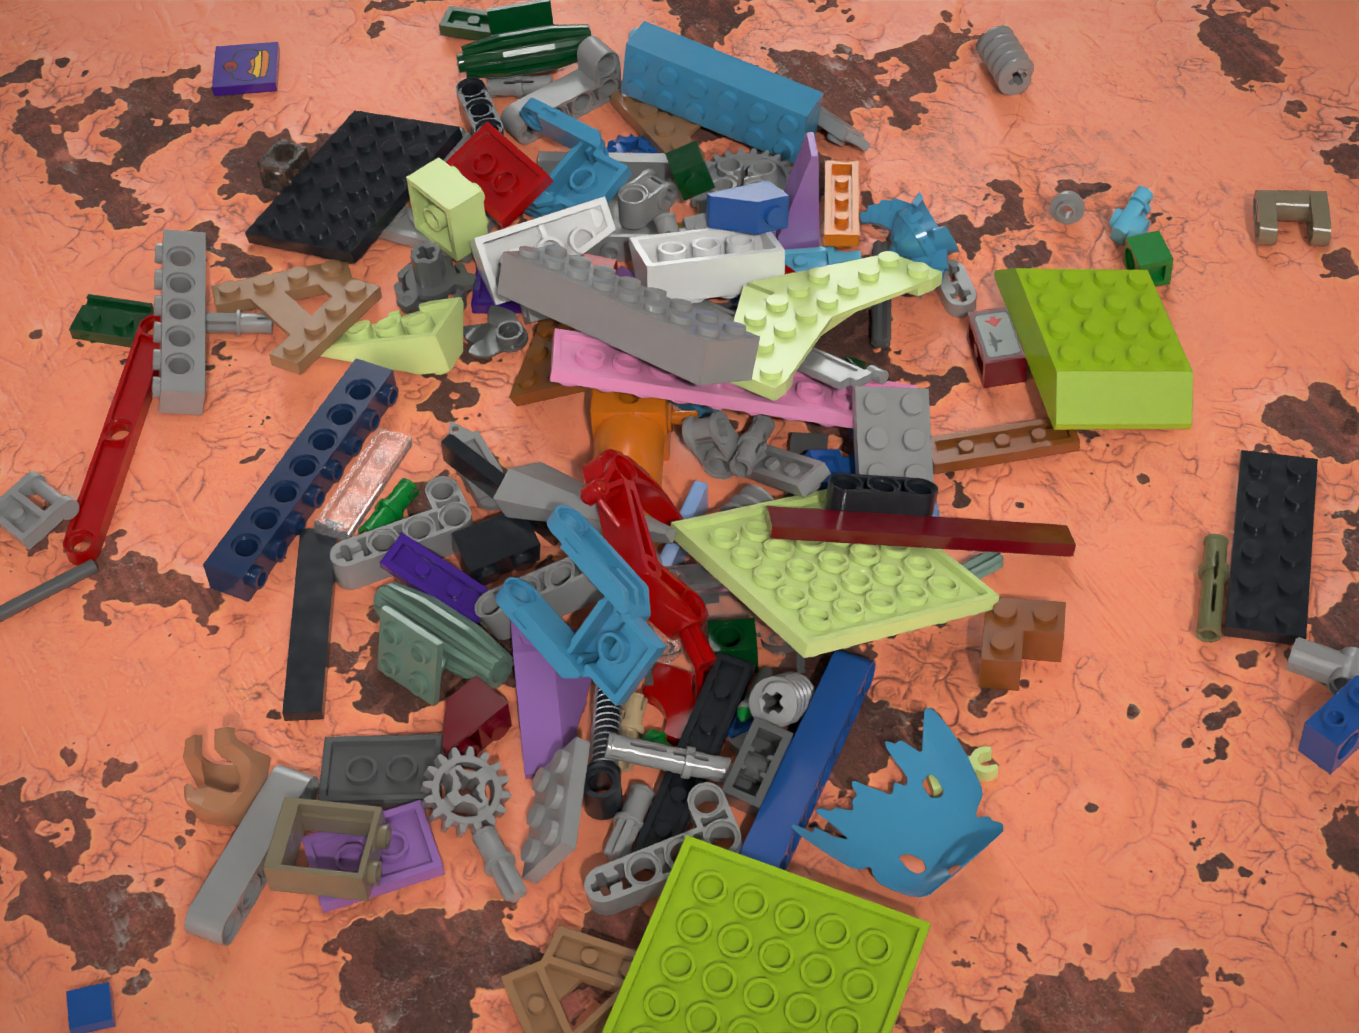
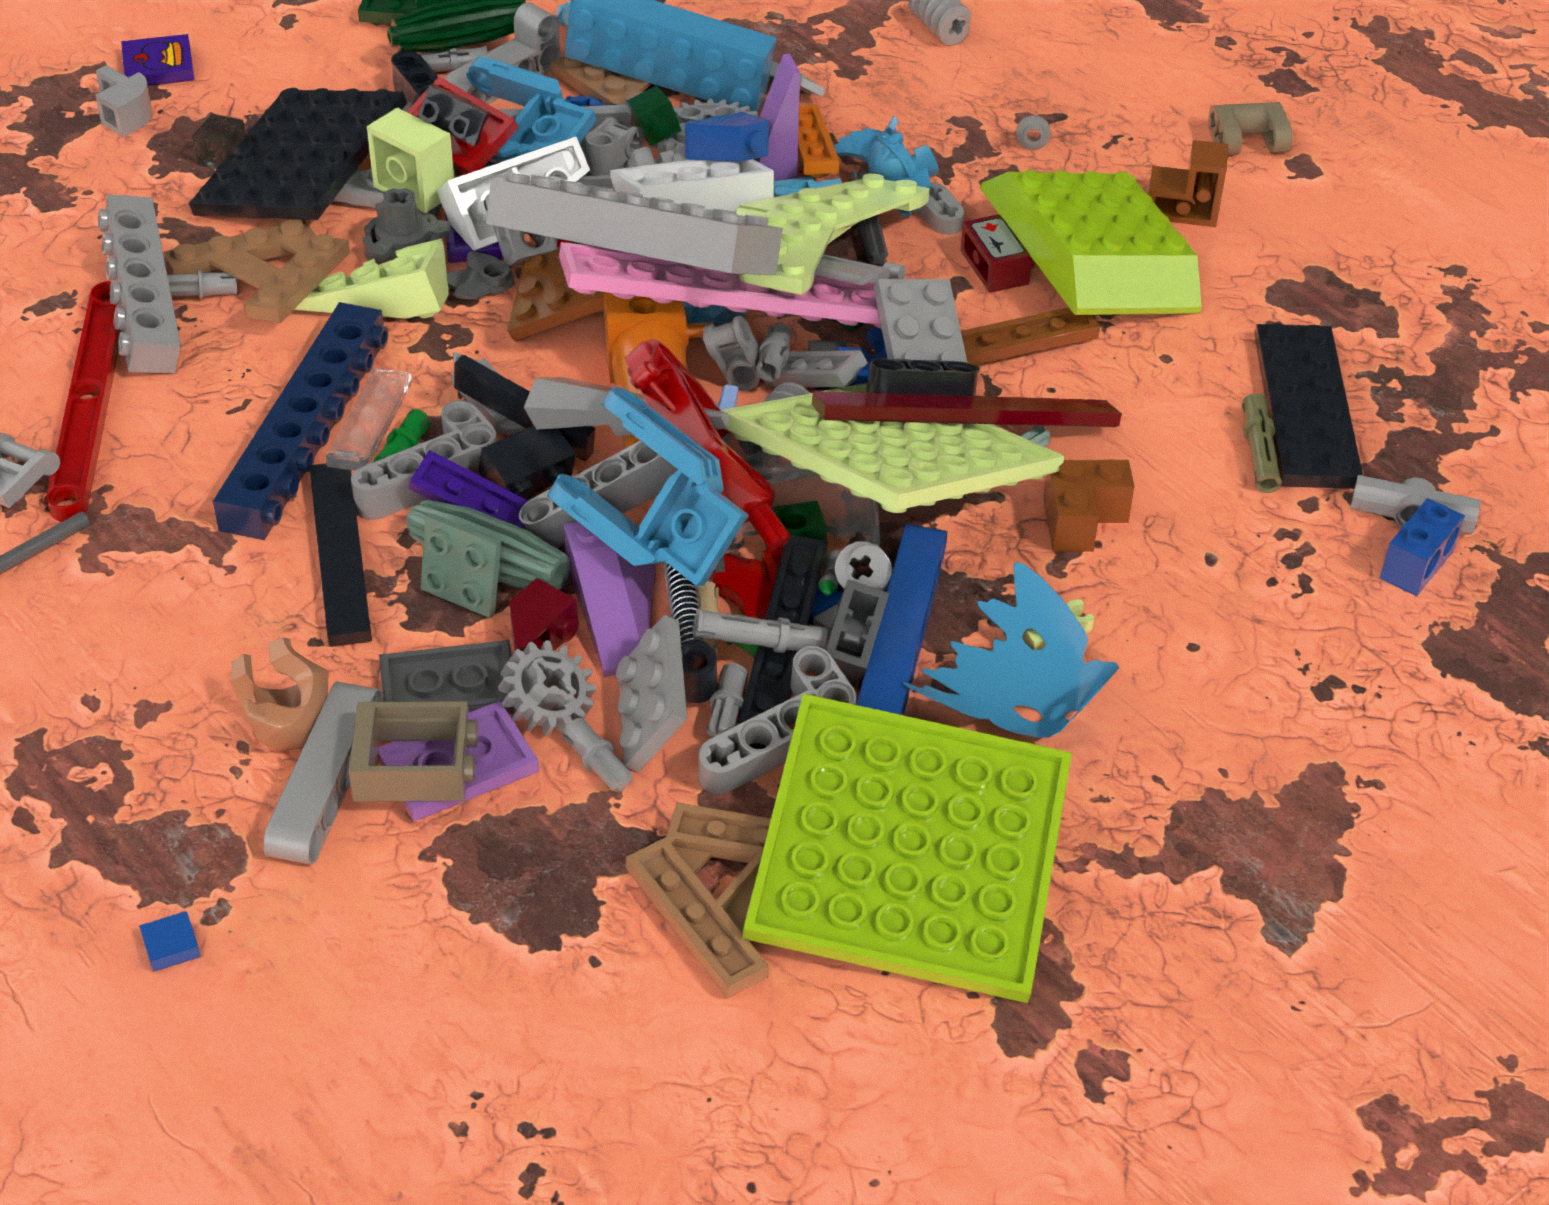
camera: 15 degrees left, 5 degrees down
(109, 320) = (54, 292): dark green plate -> none
(207, 115) = (122, 101): none -> light grey brick
(489, 169) = (453, 114): none -> black hips
(1132, 219) = (1099, 140): medium azure plate -> none
(1149, 253) = (1127, 159): green brick -> none
(1208, 292) = (1194, 193): none -> dark orange brick

